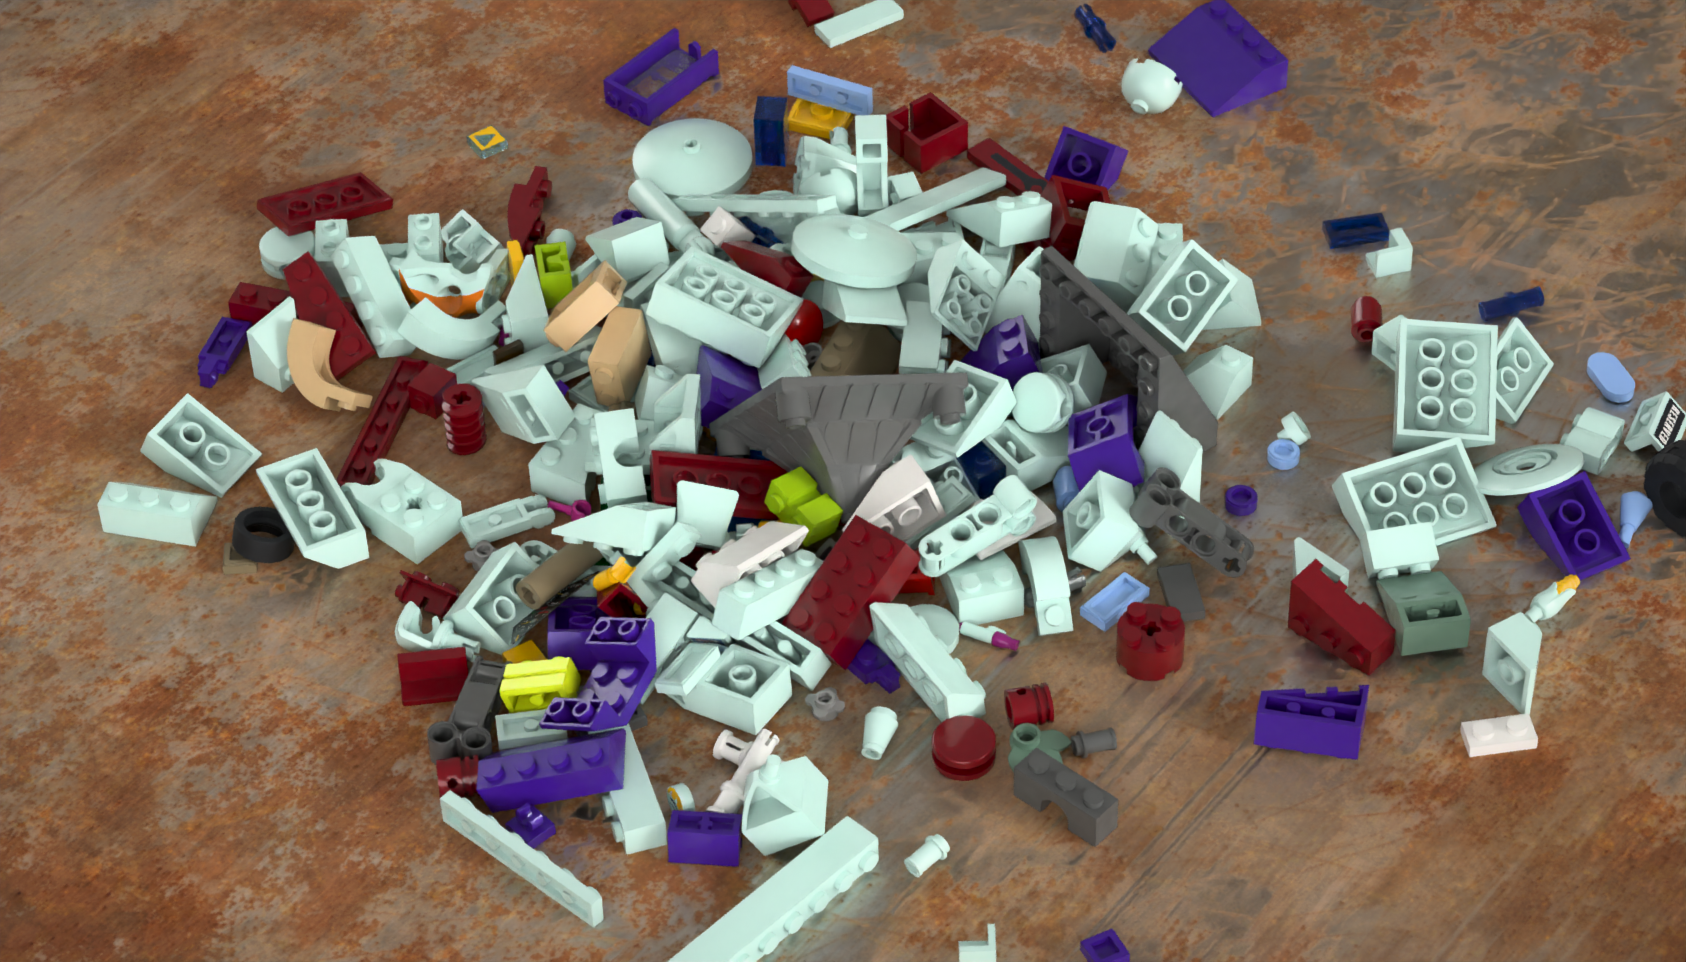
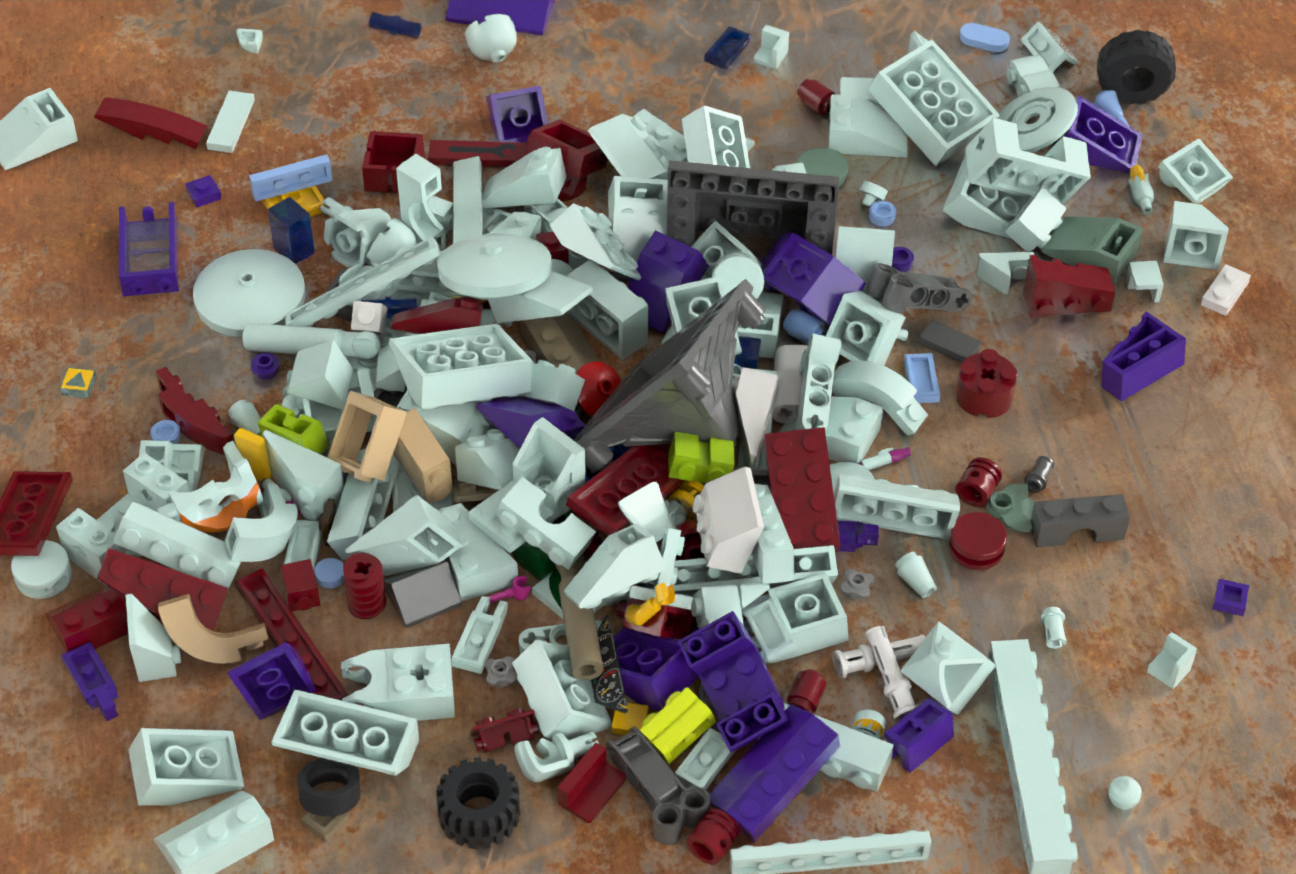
camera: 50 degrees left, 5 degrees up
(313, 422) = (271, 679): none -> dark purple slope
(339, 623) = (484, 824): none -> black tyre
(495, 221) = (166, 431): none -> light blue tile
(503, 461) = (423, 593): none -> slope
(531, 825) = (798, 827): dark purple tile -> none
(668, 743) = (807, 690): none -> dark red brick
(765, 62) = (203, 191): none -> dark purple plate
(1285, 382) = (825, 162): none -> sand green tile
(1361, 371) = (864, 128): none -> light aqua slope
(1415, 489) = (1000, 164): none -> light aqua plate
(1429, 666) = (1145, 276): none -> light aqua panel
(1511, 303) = (881, 23): clear blue pin -> none
(1618, 619) = (1194, 172): none -> light aqua slope

